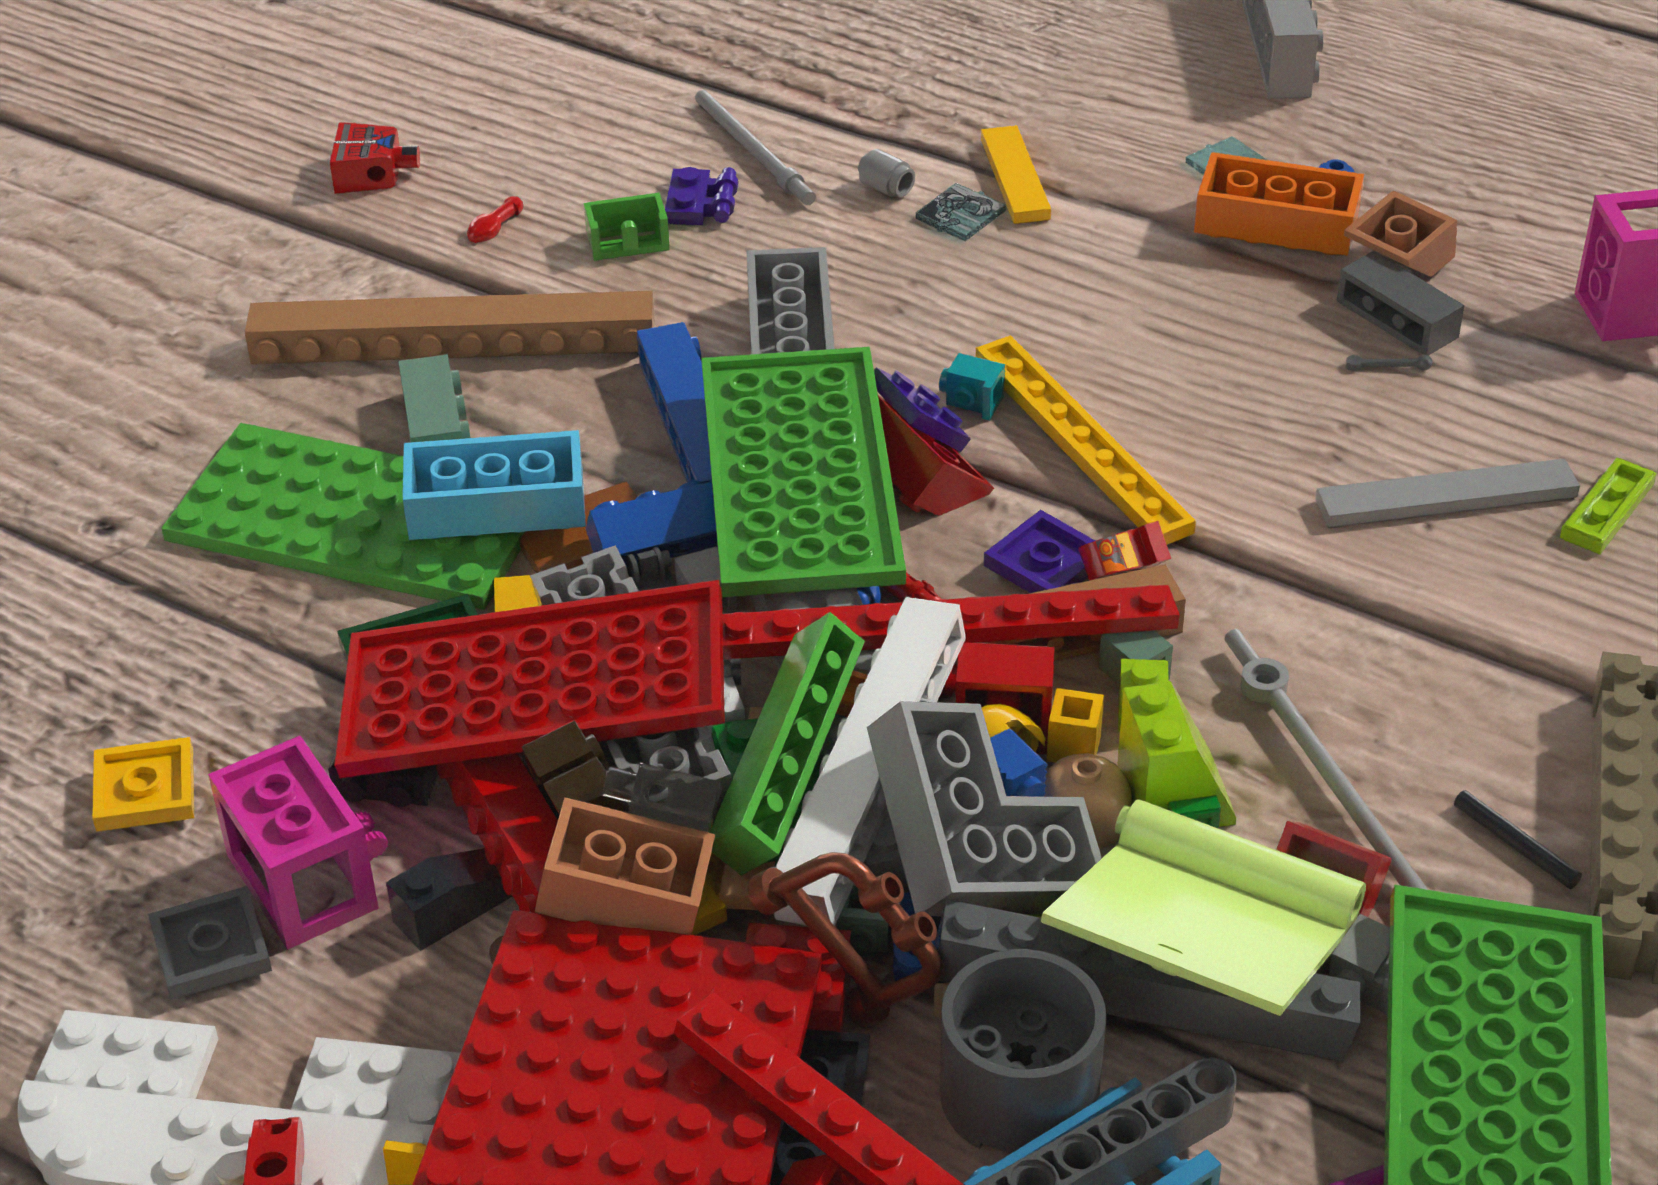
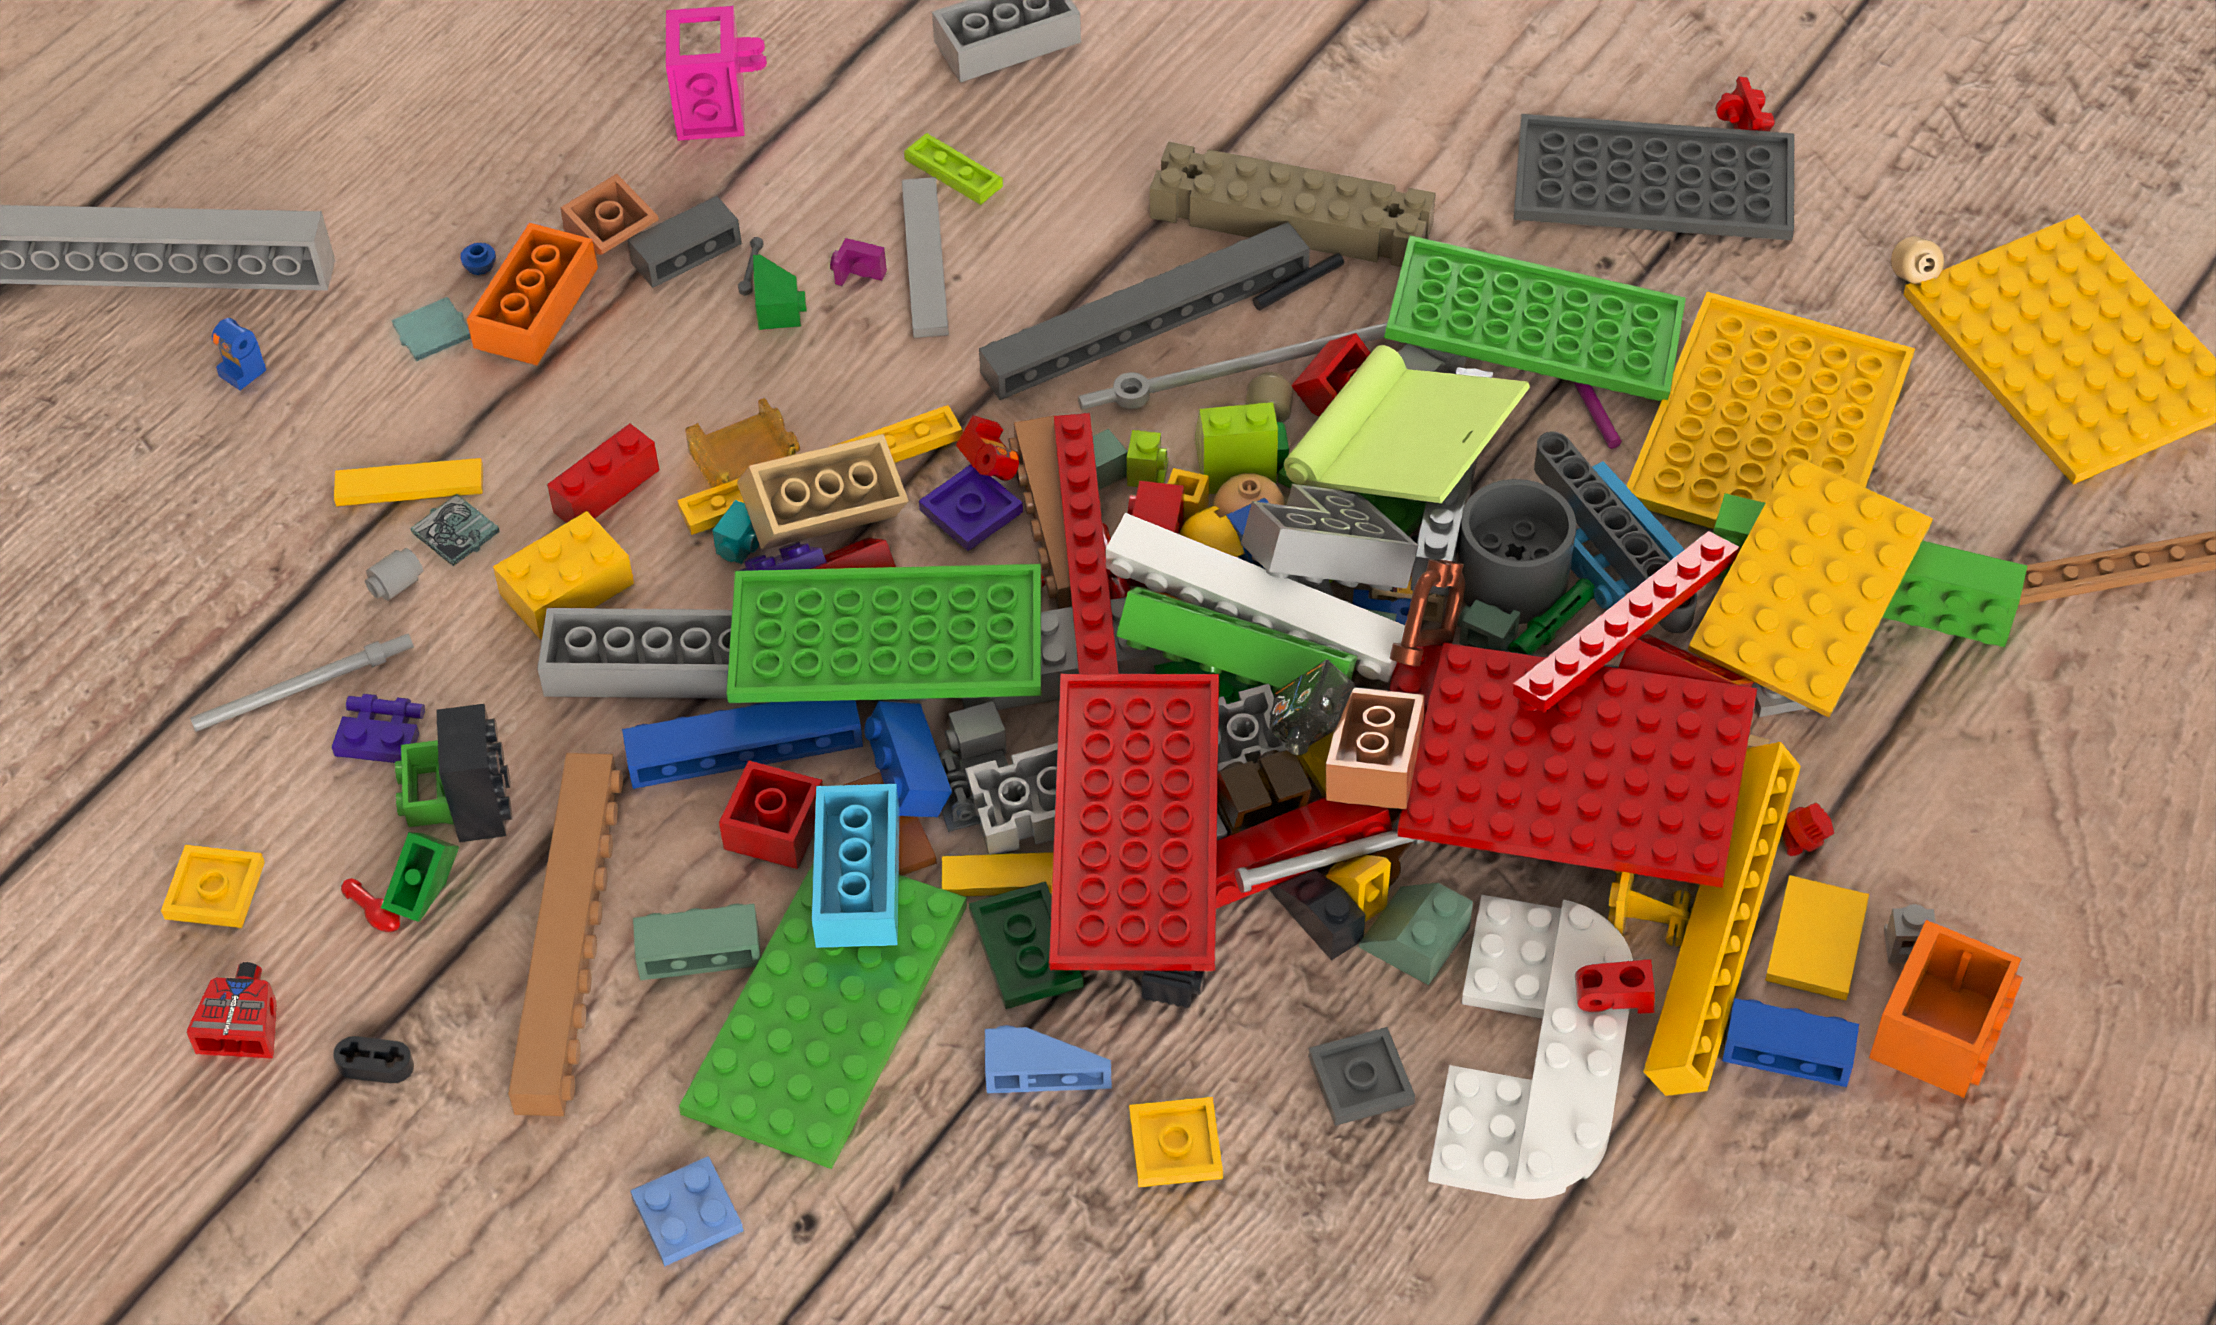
camera: 85 degrees left, 10 degrees up
(126, 445) = (686, 1211): none -> medium blue plate
(259, 663) = (1036, 1062): none -> medium blue slope
(291, 819) = (1279, 985): dark pink piece -> none
(319, 241) = (374, 1059): none -> black beam
(411, 992) = (1419, 929): none -> sand green slope
(457, 787) = (1248, 878): none -> light grey bar
(468, 916) = (1365, 881): none -> yellow slope
(512, 128) = (213, 886): none -> yellow plate
(518, 230) = (419, 875): none -> green slope
(604, 429) = (770, 815): none -> red brick
(610, 223) = (473, 772): none -> black brick
(887, 1095) = (1531, 641): none -> green pin
(896, 273) = (564, 569): none -> yellow brick
(906, 1051) = (1487, 626): none -> sand green brick
(1015, 415) = (822, 491): none -> tan brick
(1034, 283) = (604, 475): none -> red brick
(1099, 375) = (730, 450): none -> clear yellow panel
(1148, 41) = (239, 352): none -> blue leg
(1270, 803) = (1271, 388): none -> dark tan head
(1336, 374) = (776, 296): none -> green slope
(1409, 426) = (858, 259): none -> magenta bracket
(1415, 690) = (1143, 311): none -> dark grey brick

